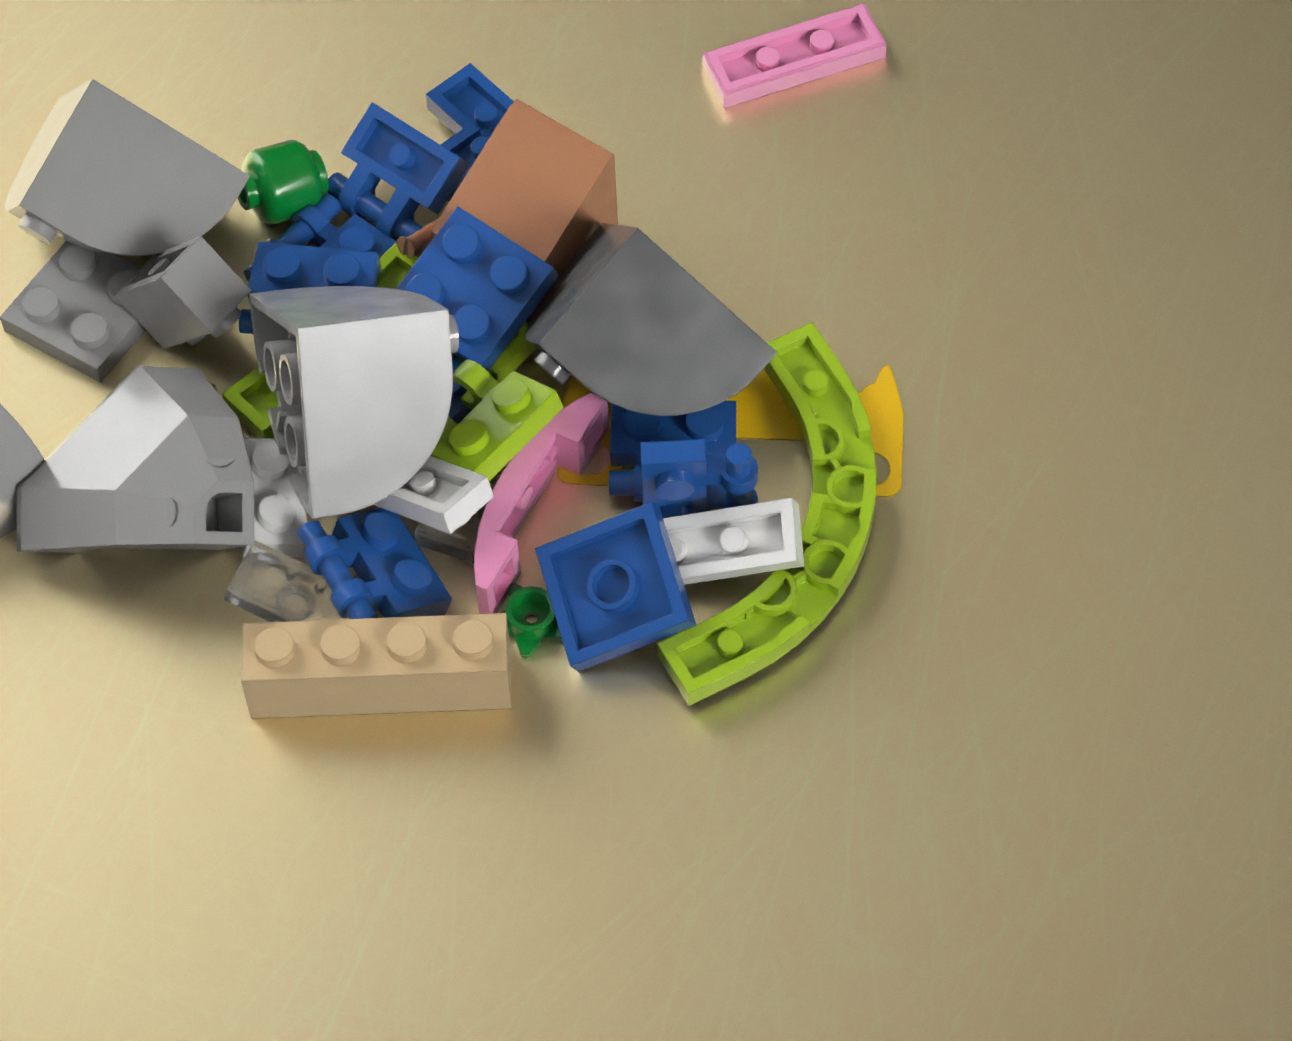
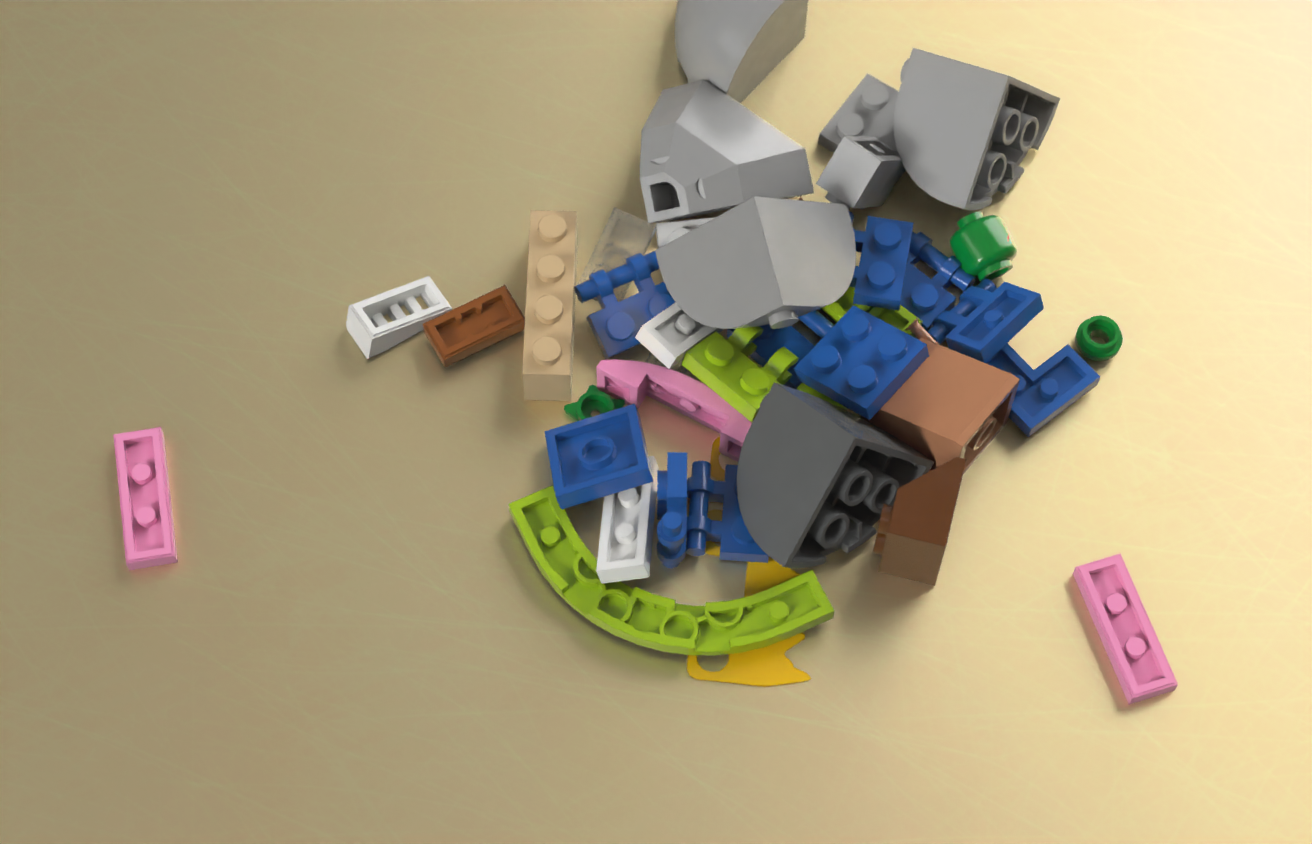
camera: 90 degrees right, 5 degrees up
(406, 766) = (474, 326): none -> dark orange plate
(408, 71) = (1101, 327): none -> green plate
(409, 907) = (375, 334): none -> white slope
(695, 215) = (918, 525): none -> reddish brown slope

